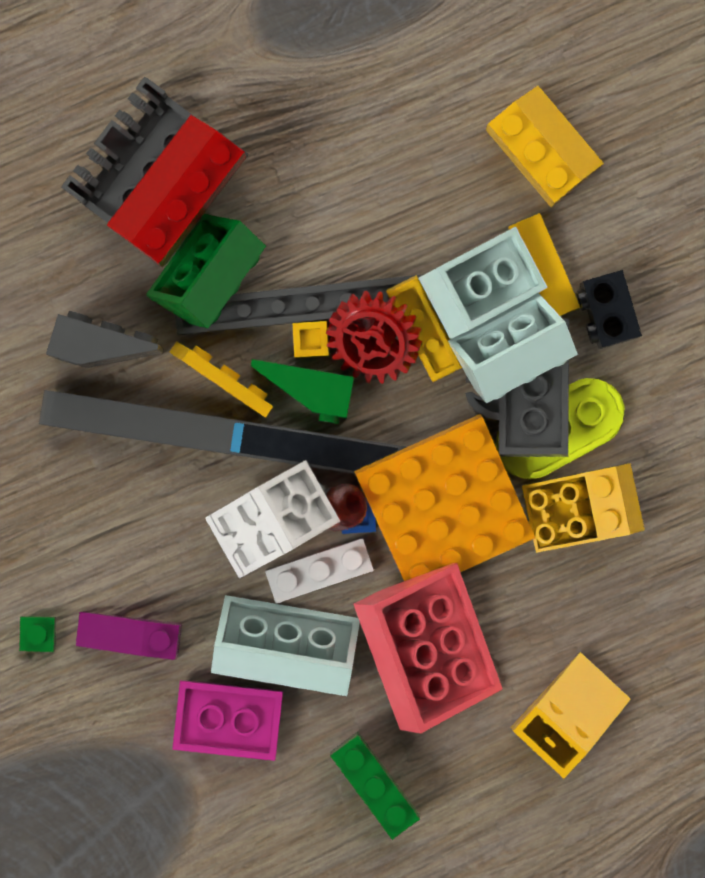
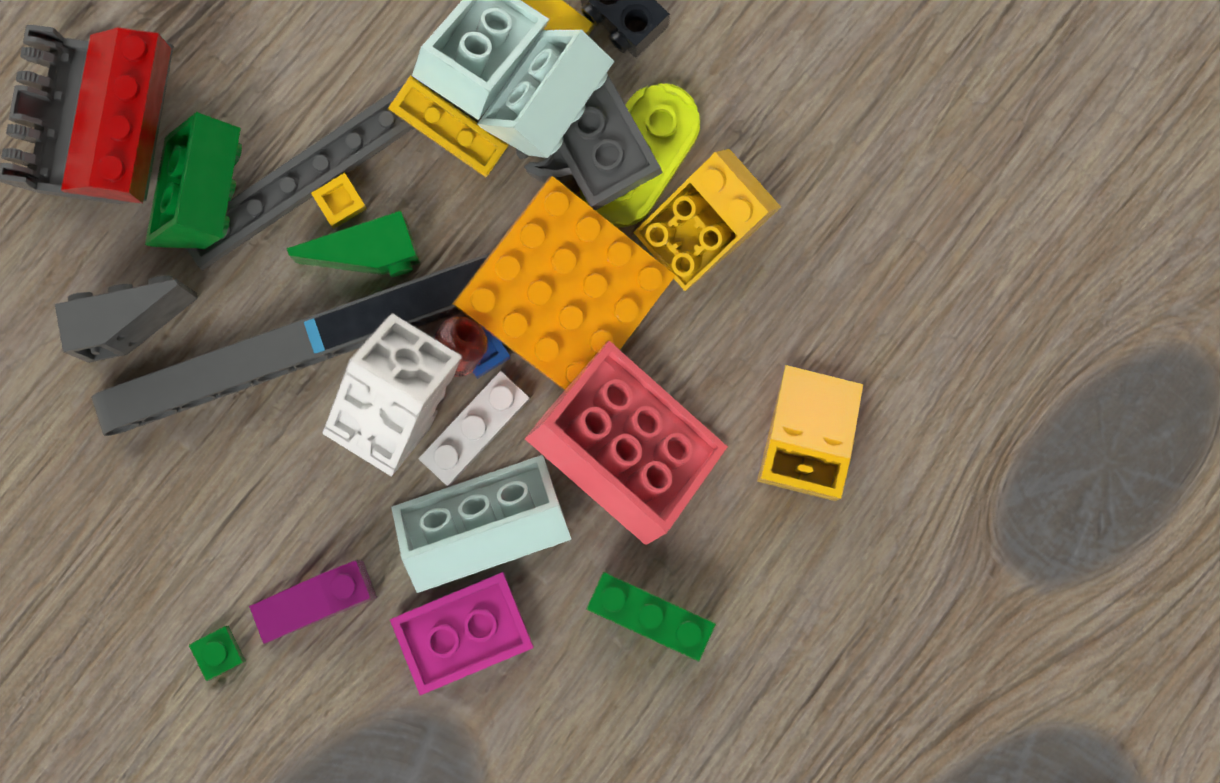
camera: 25 degrees left, 5 degrees down
(223, 377) = (245, 284): yellow wing -> none
(363, 350) = (385, 164): red gear -> none

